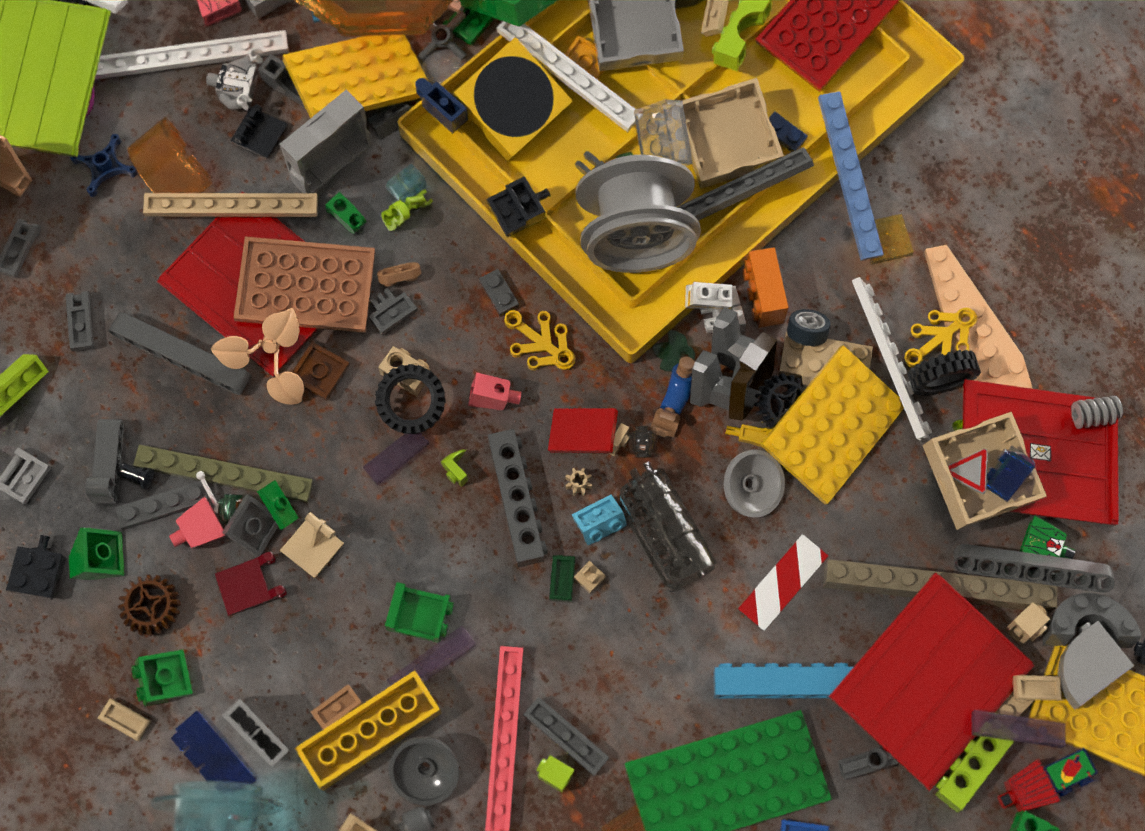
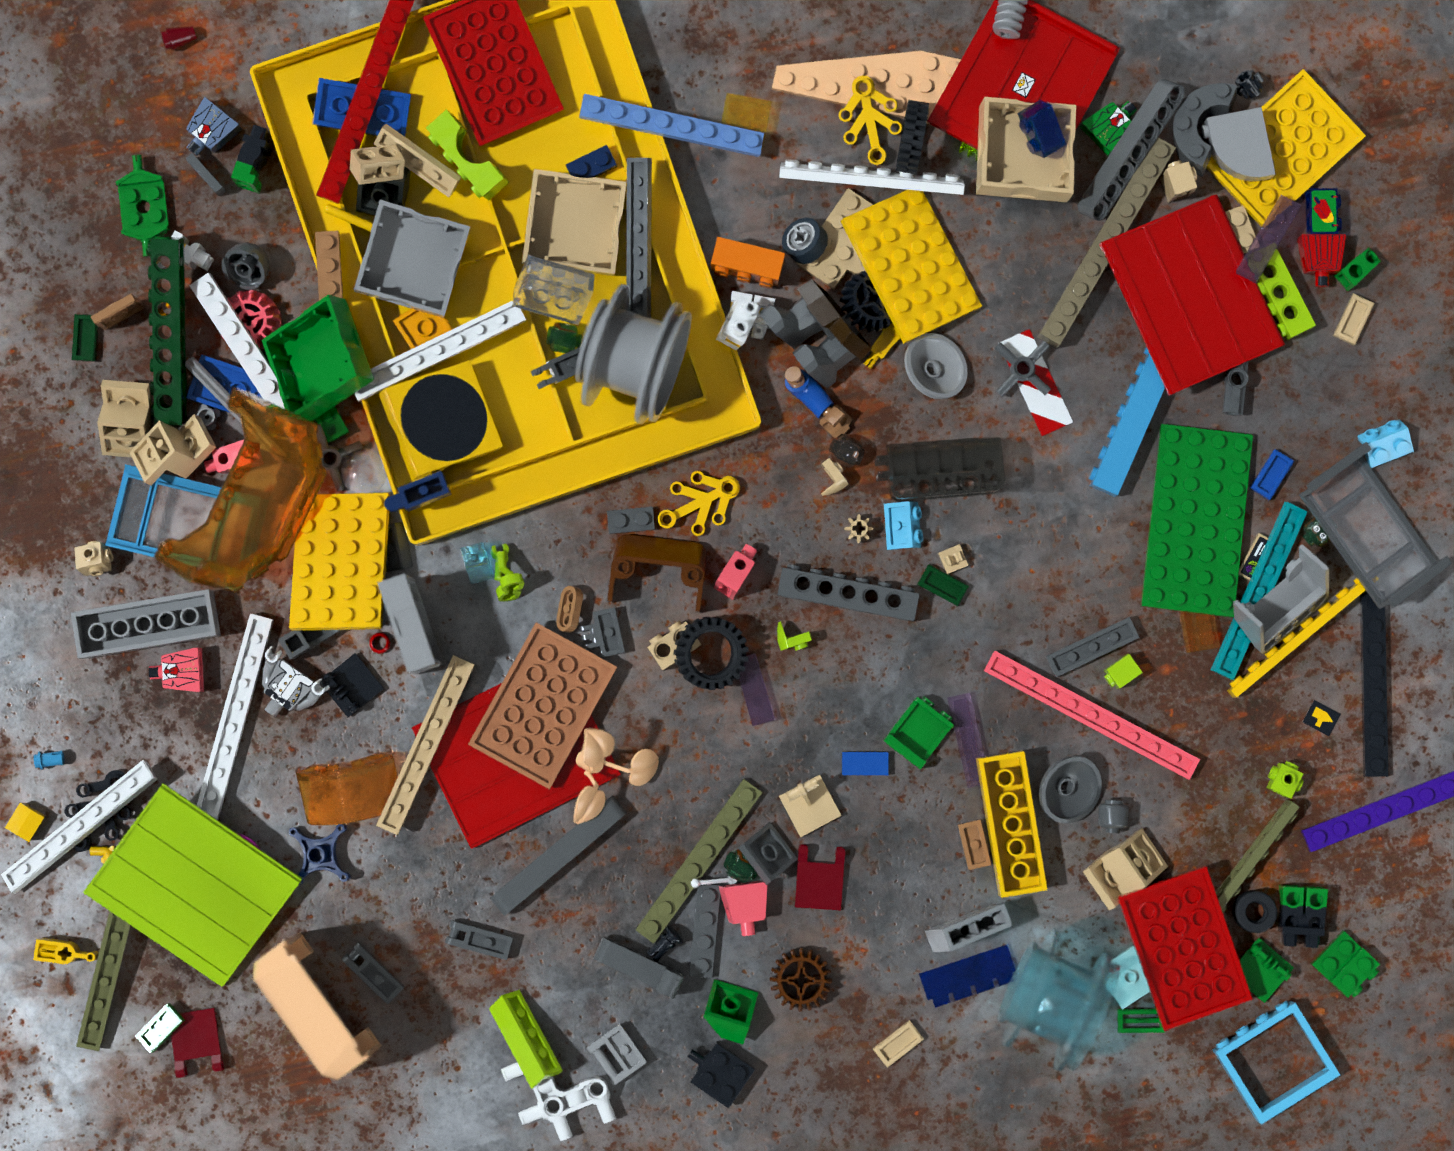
camera: 65 degrees left, 15 degrees up
(162, 677) = (876, 994): green plate -> none
(277, 504) = (757, 821): green plate -> none
(320, 370) = (636, 727): reddish brown plate -> none
(345, 213) = (482, 634): green leg -> none
(370, 579) = (864, 763): none -> blue tile
(486, 350) = (659, 551): none -> reddish brown windscreen
(517, 206) = (562, 465): black plate -> none
(583, 430) = (811, 502): red tile -> none
(670, 351) = (765, 381): clear green plate -> none
(786, 570) = (1029, 361): none -> dark grey bar
(971, 471) = (1023, 162): piece -> none
(1037, 687) = (1239, 202): tan tile -> none

